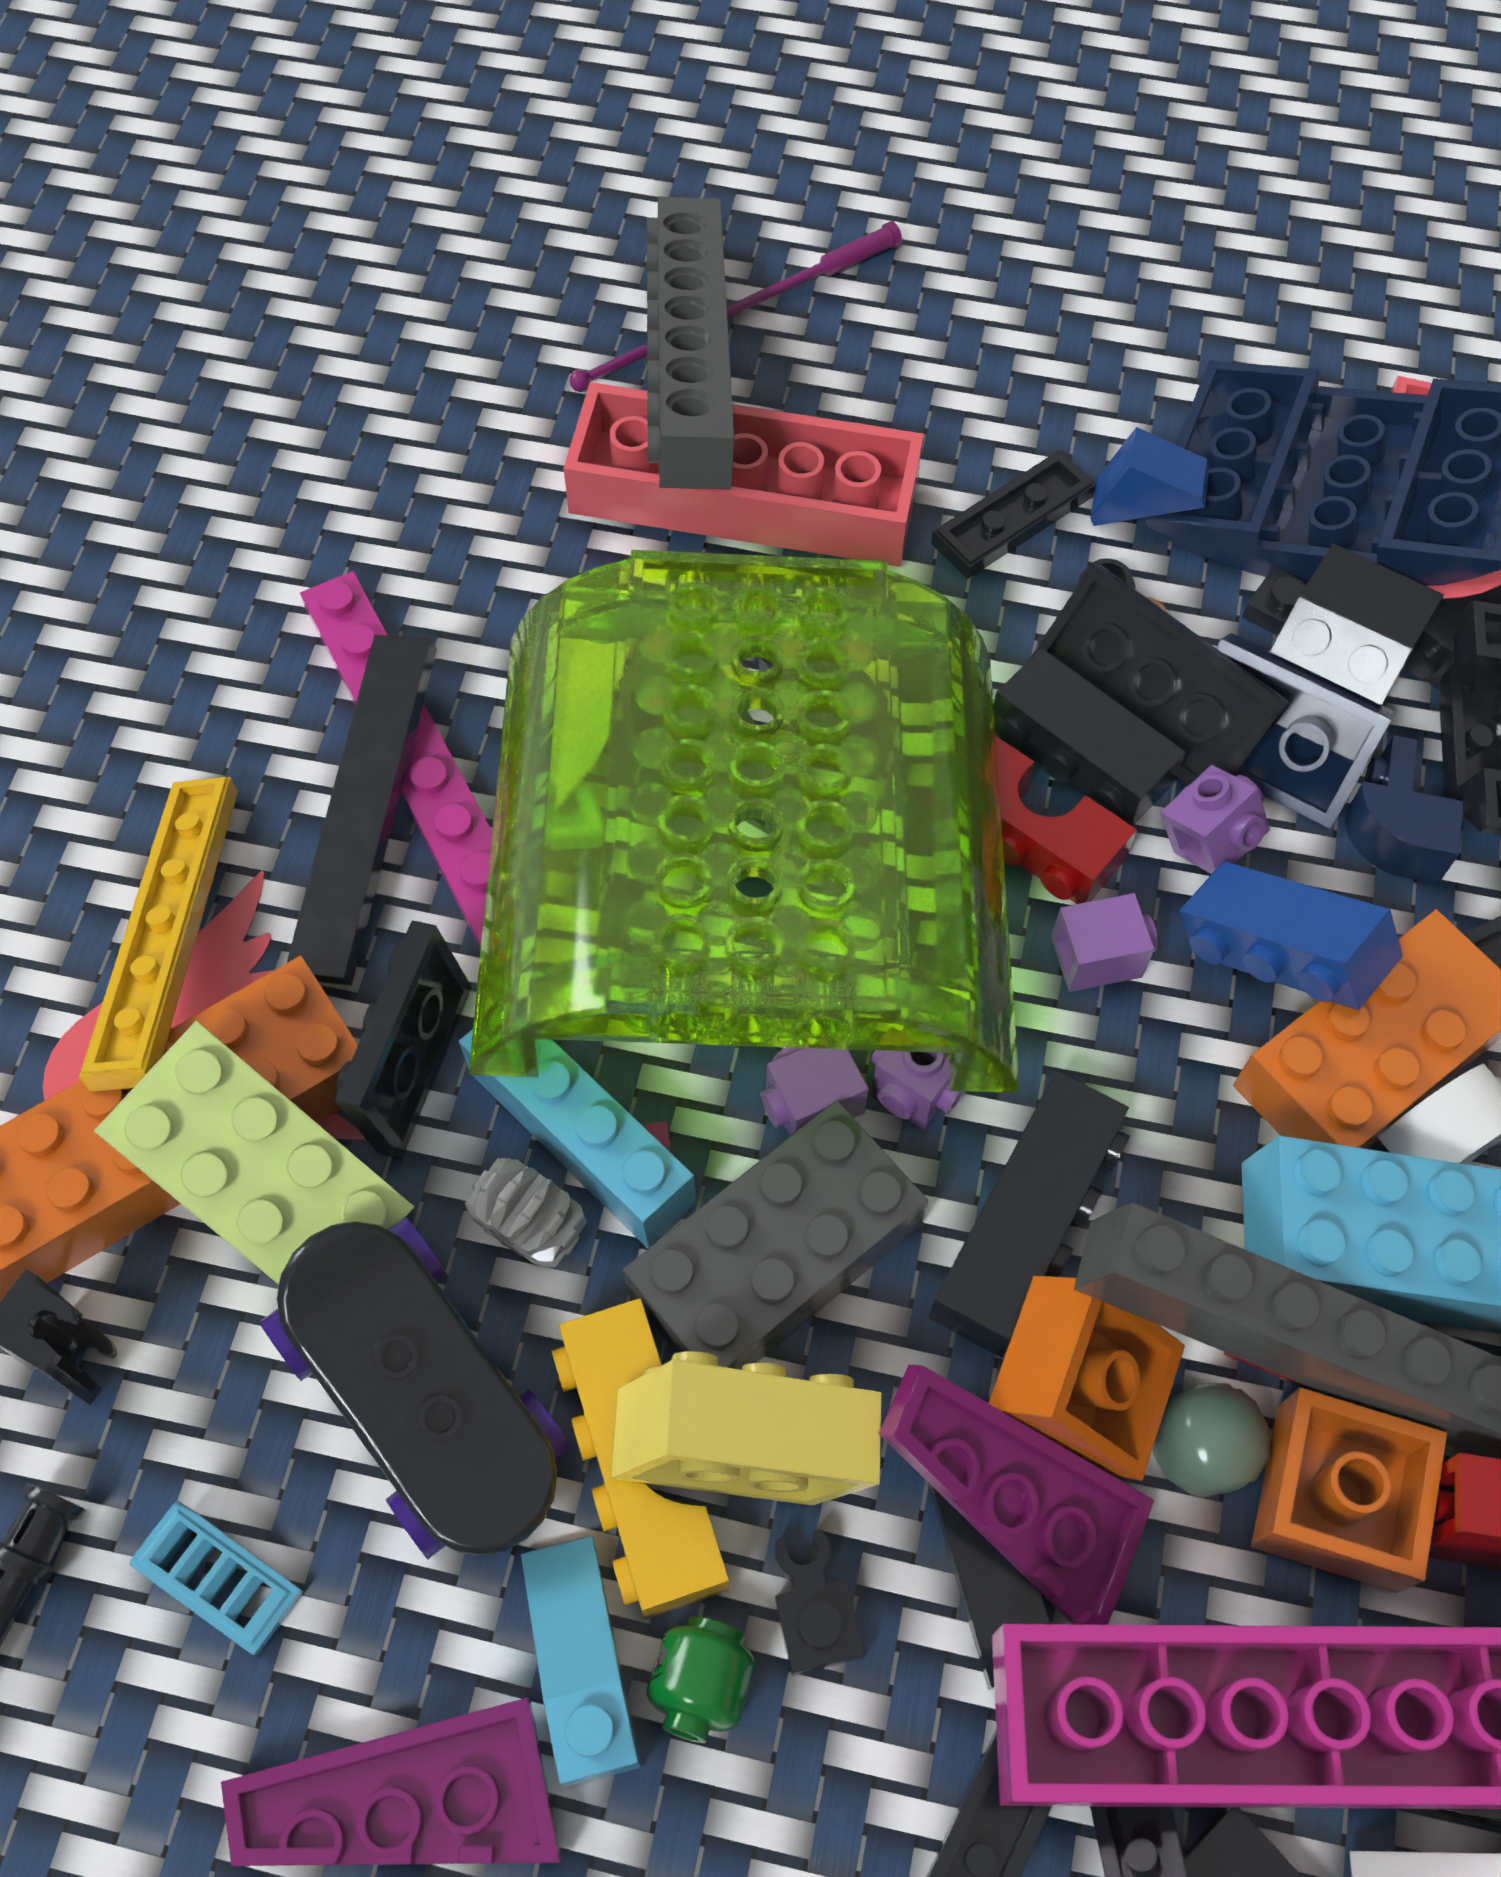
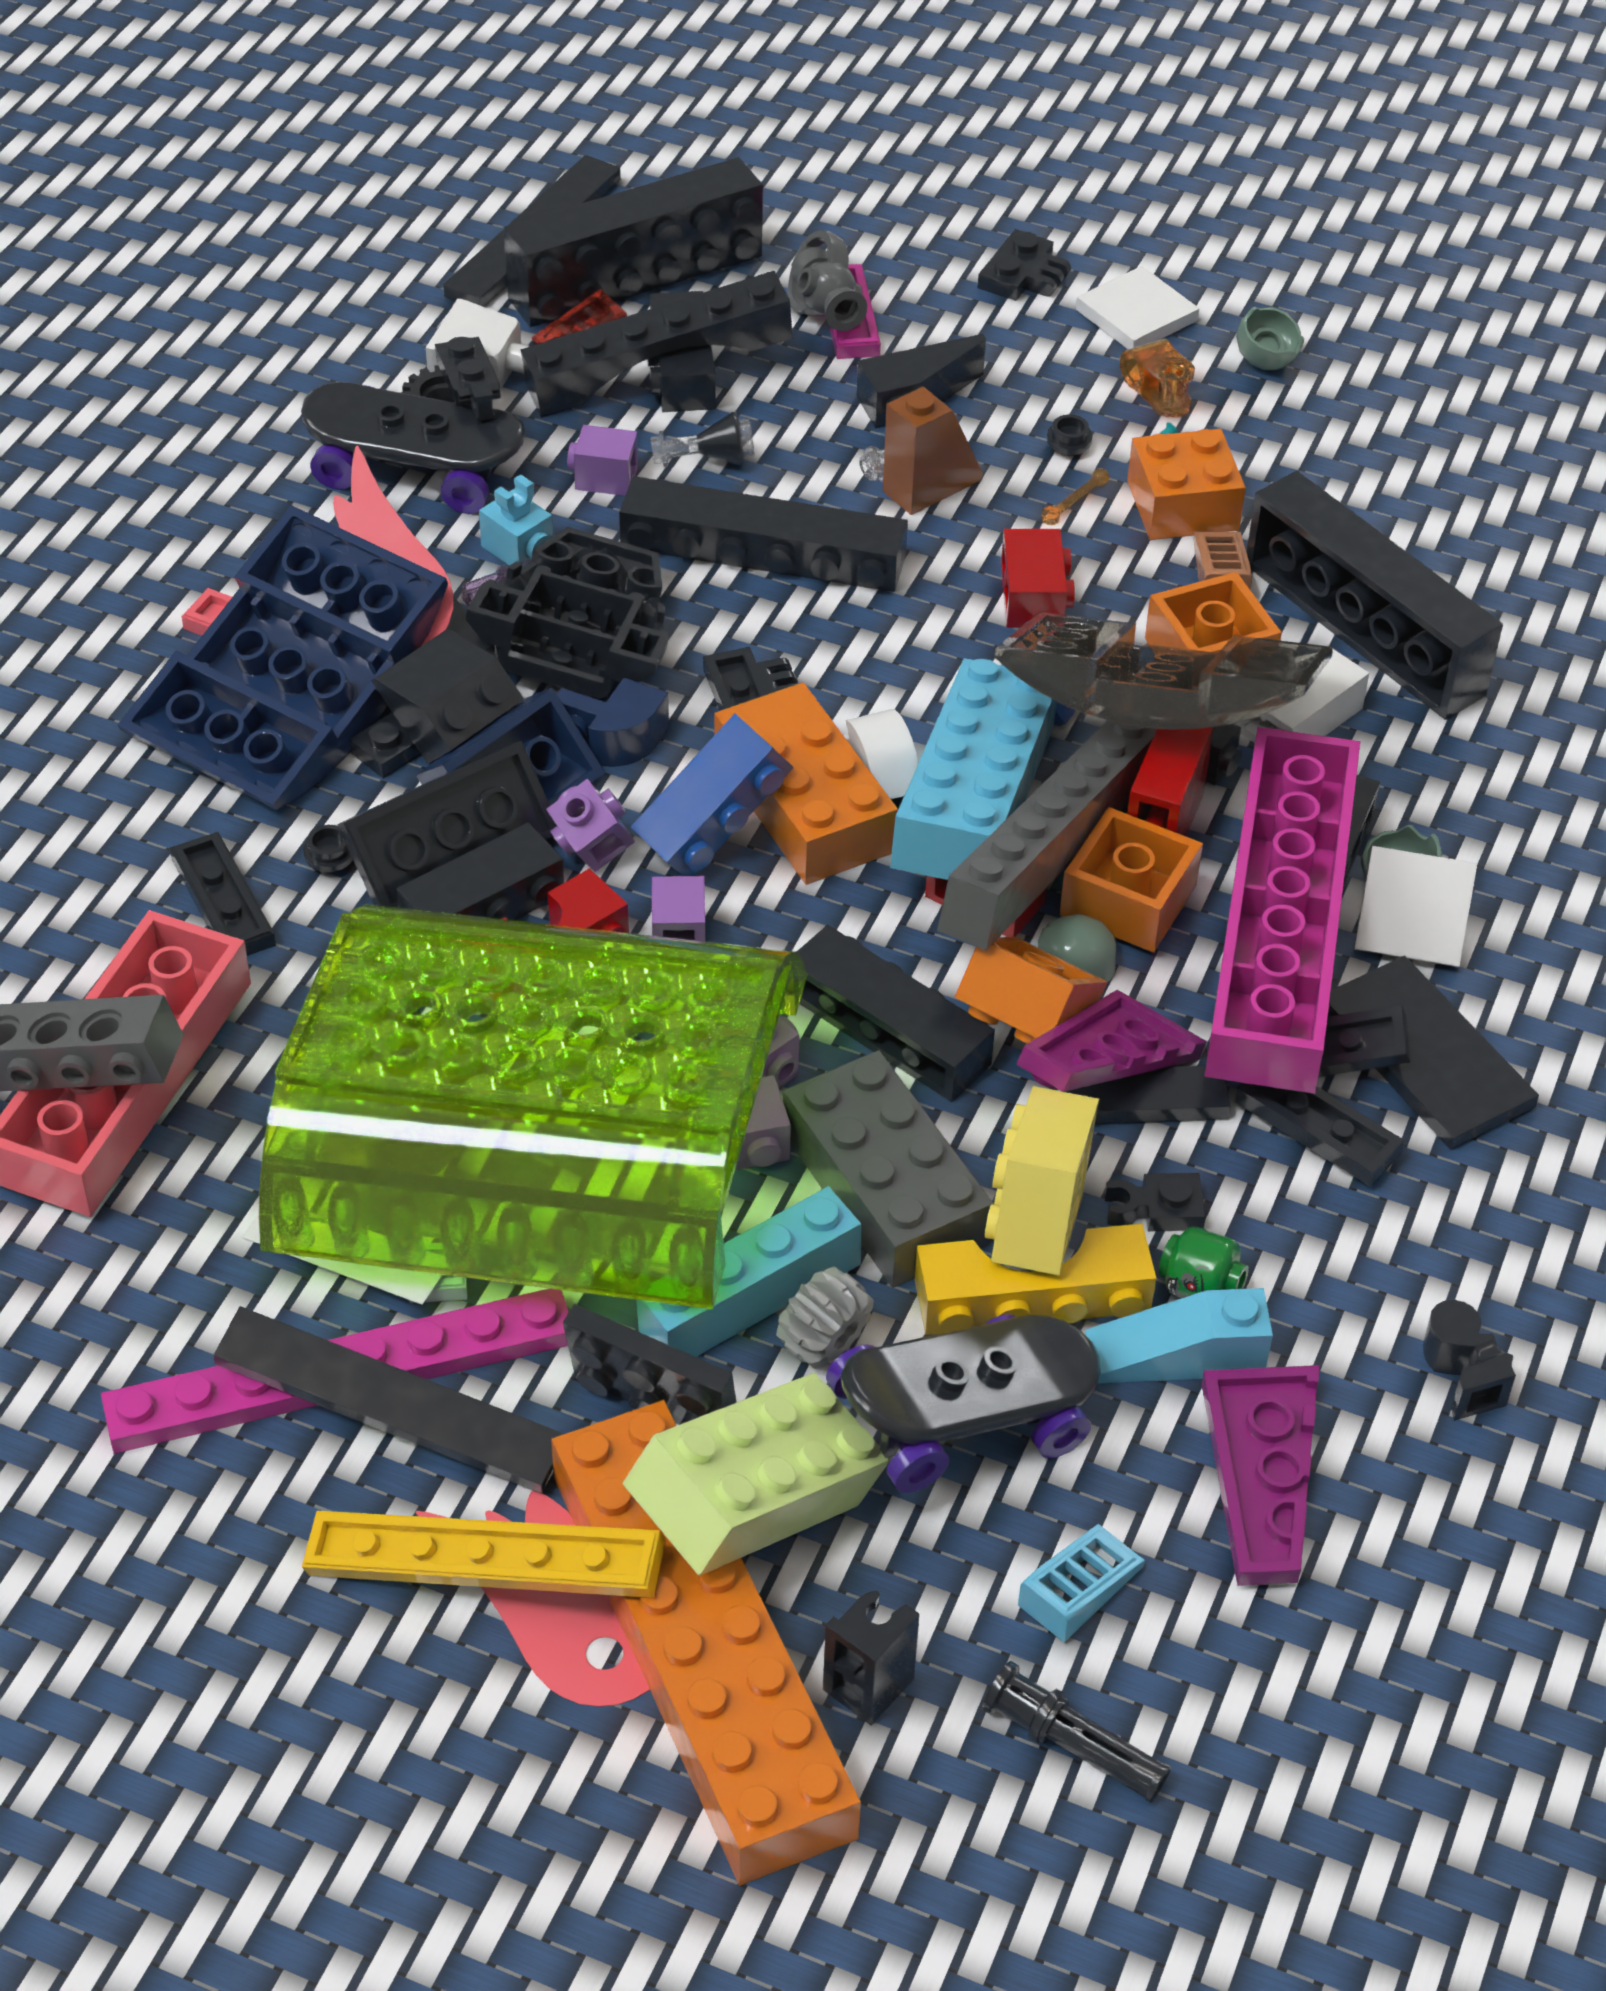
camera: 80 degrees left, 15 degrees down
(1149, 480) = (241, 791): blue slope -> none

